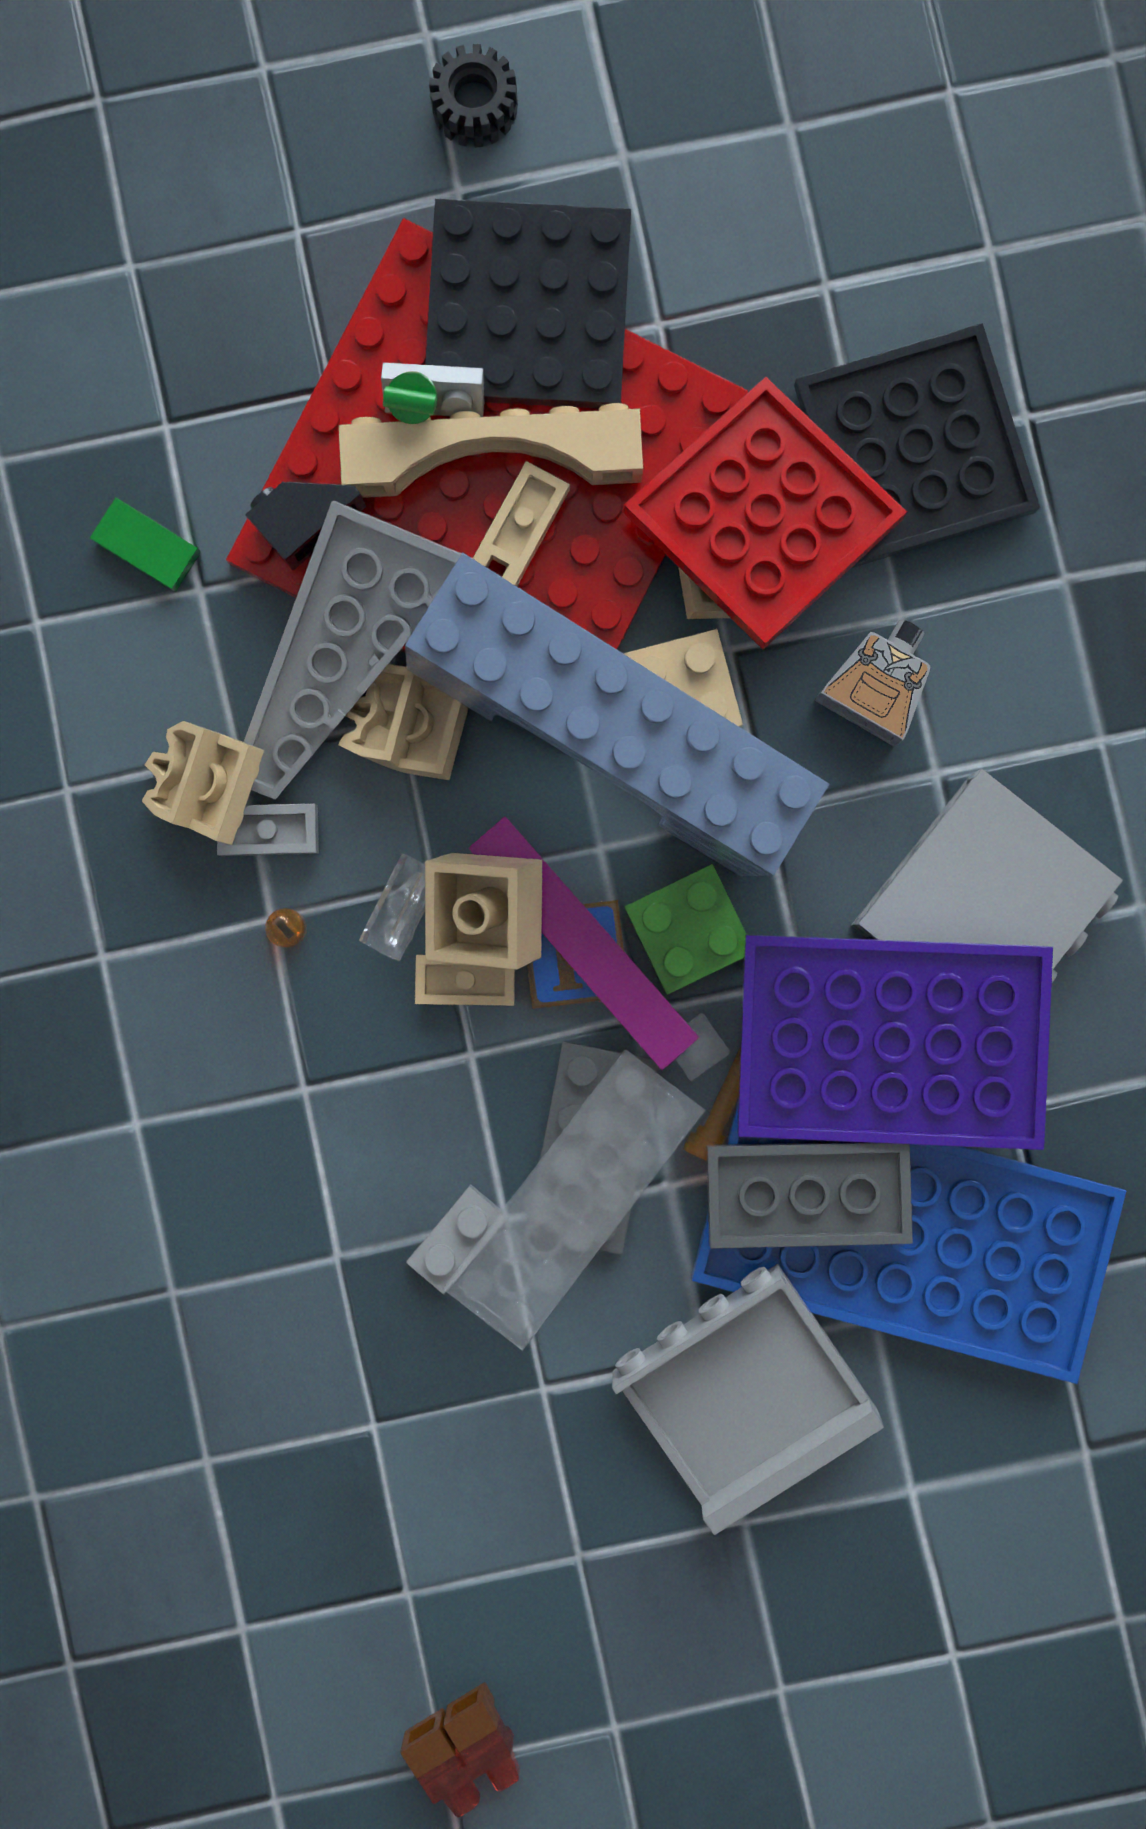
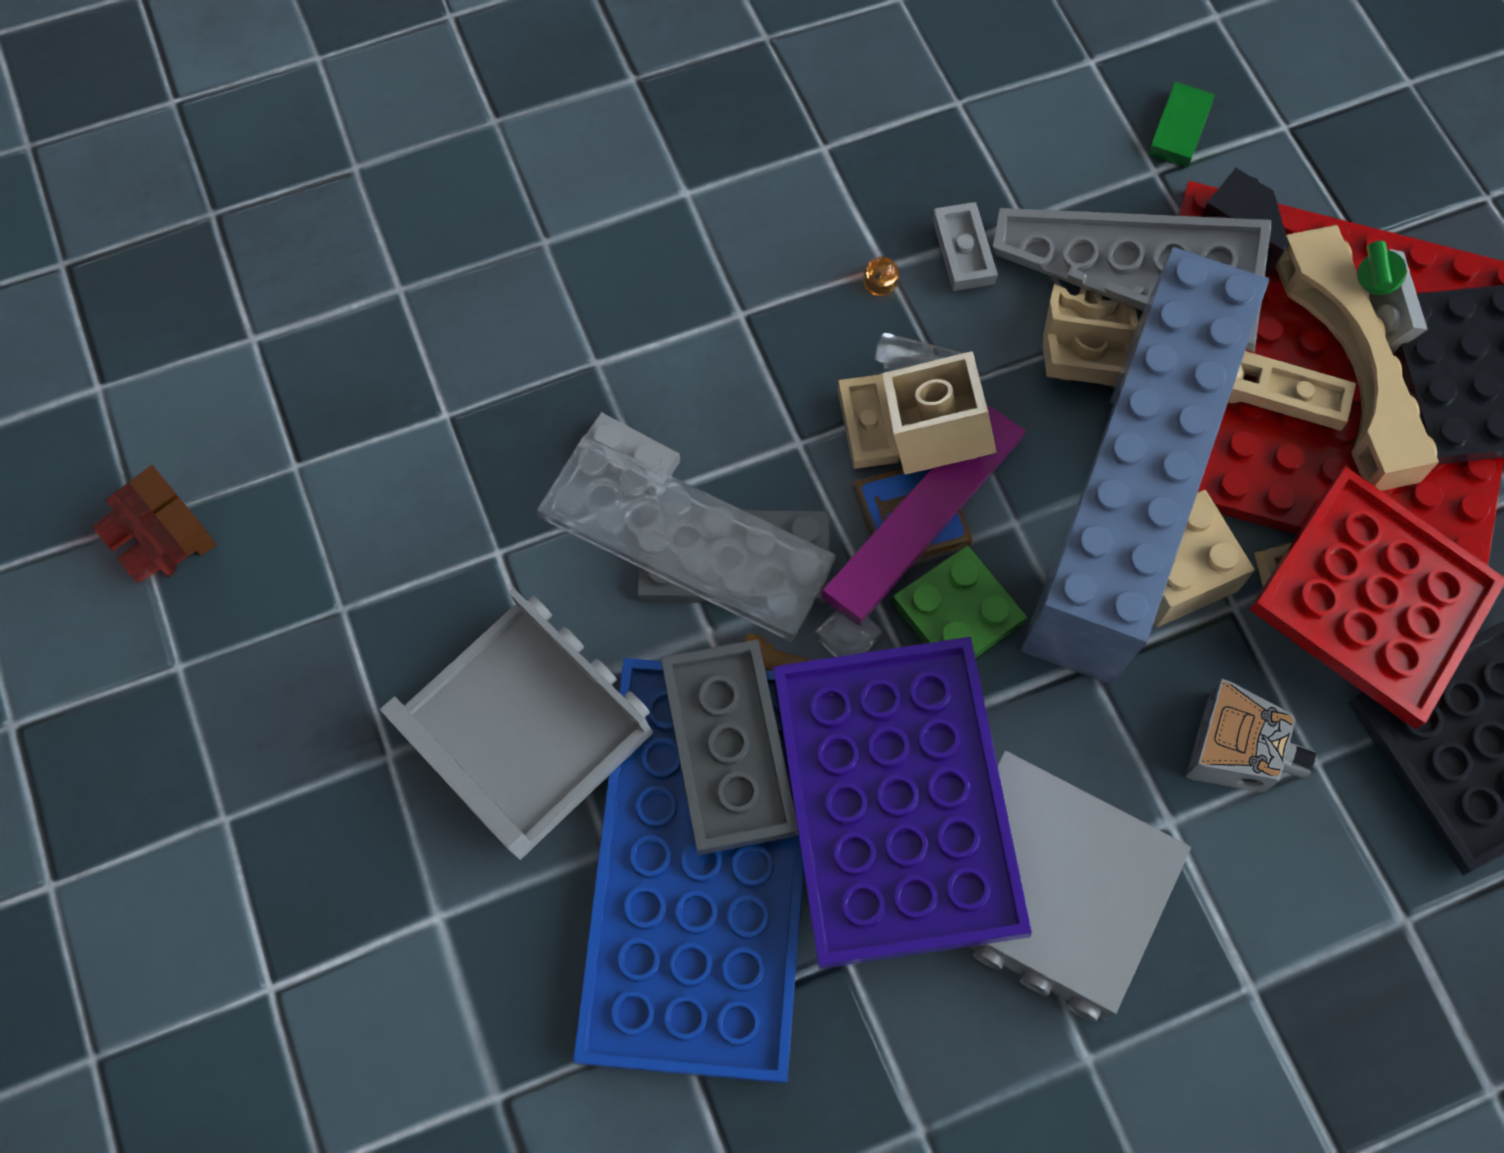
camera: 75 degrees right, 20 degrees down
(203, 781) = (995, 184): tan plate -> none

